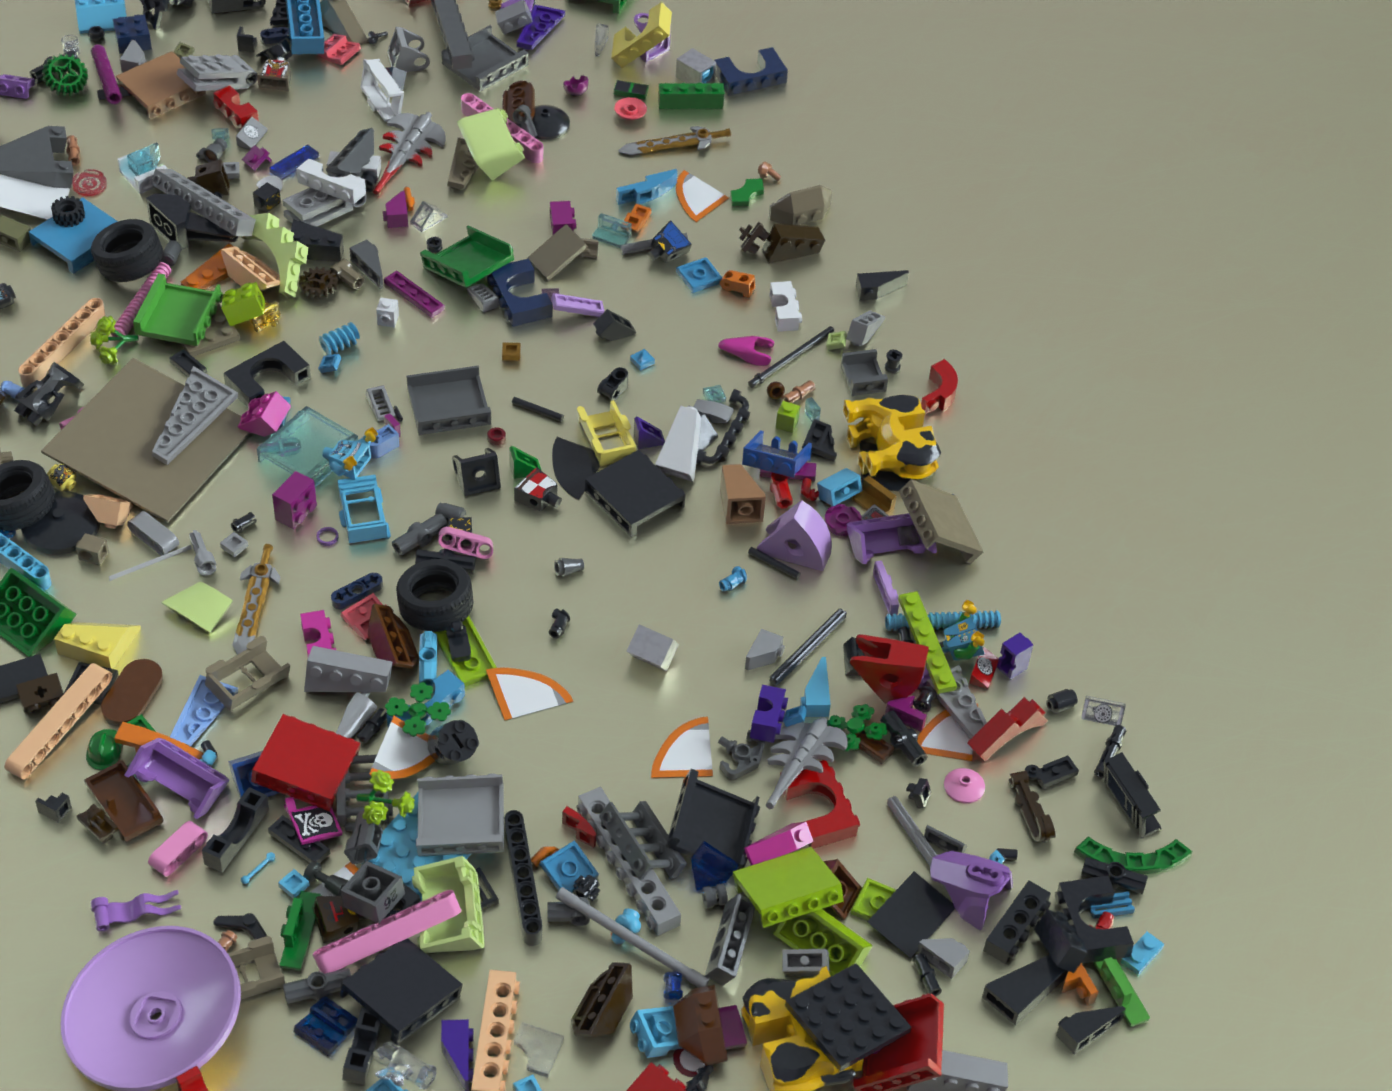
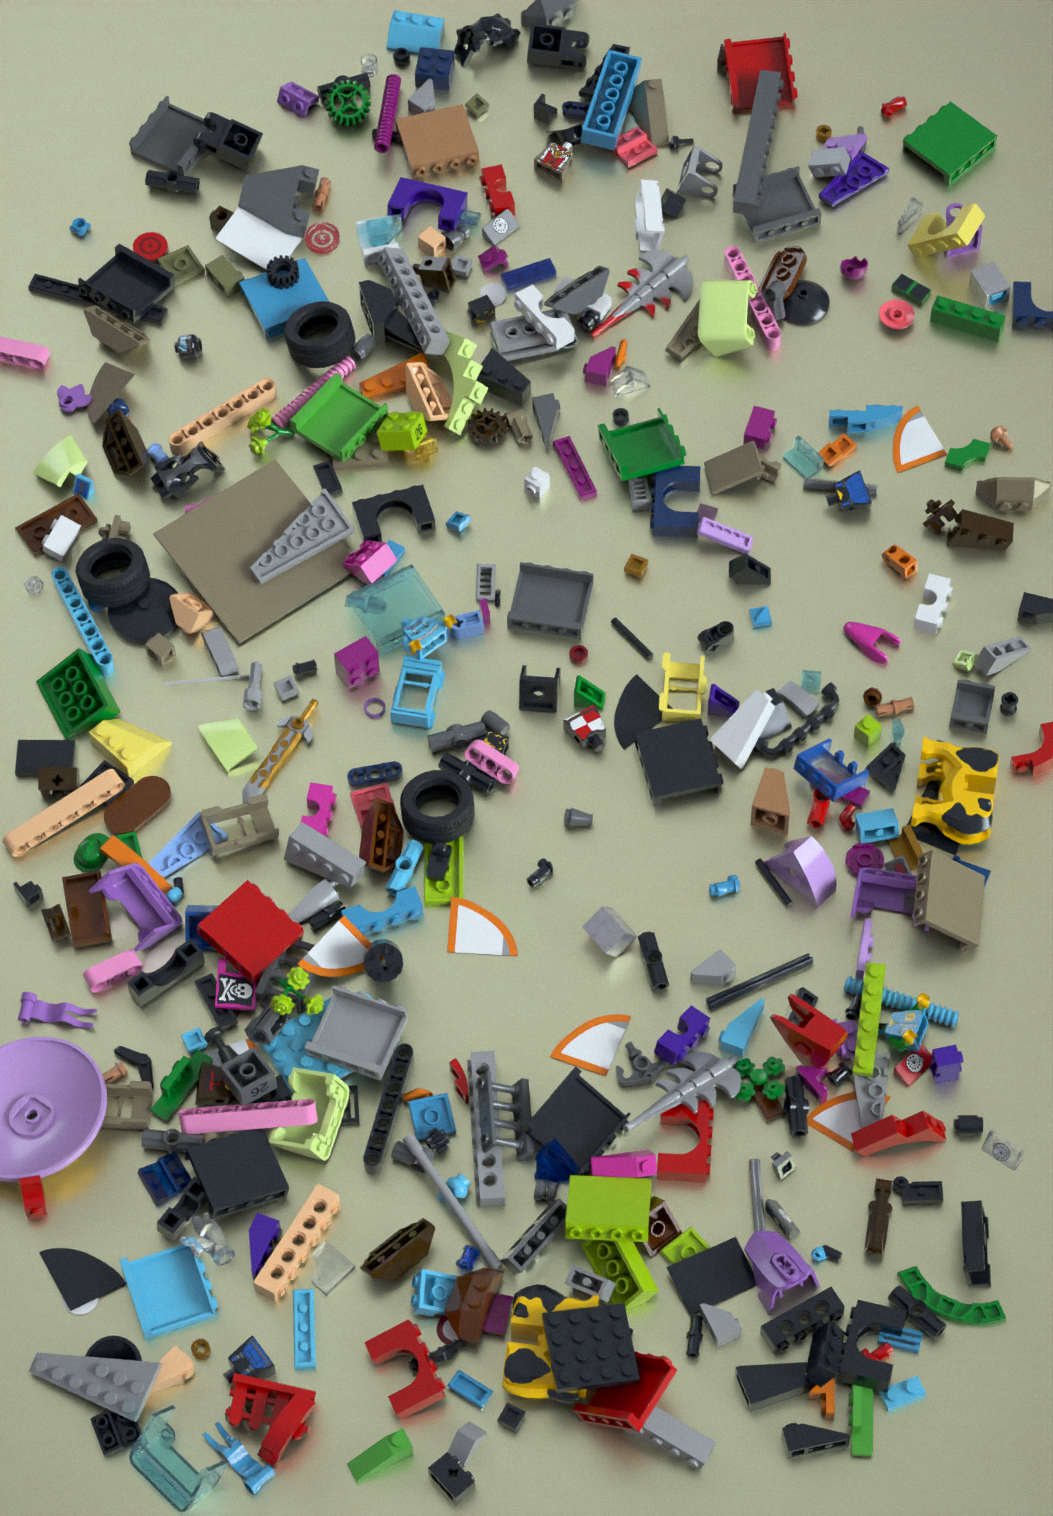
camera: 30 degrees right, 10 degrees up
(62, 477) = (163, 565): head -> none
(192, 157) = (431, 242): none -> light nougat brick
(195, 124) = (410, 192): none -> dark purple arch
(216, 72) = (493, 146): light grey hinge -> none
(269, 858) = (187, 1007): medium azure hinge -> none
(338, 338) = (477, 498): medium azure piece -> none
(417, 710) = (368, 917): green plant -> none
(698, 136) = (951, 372): sword -> none
(699, 275) = (867, 537): dark azure tile -> none
(704, 661) = (651, 952): none -> black piece
(760, 378) = (866, 676): black bar -> none
(794, 715) = (706, 1046): dark azure tile -> none
(962, 791) = (830, 1180): bright pink dish -> none
(1113, 745) = (993, 1186): black pin -> none

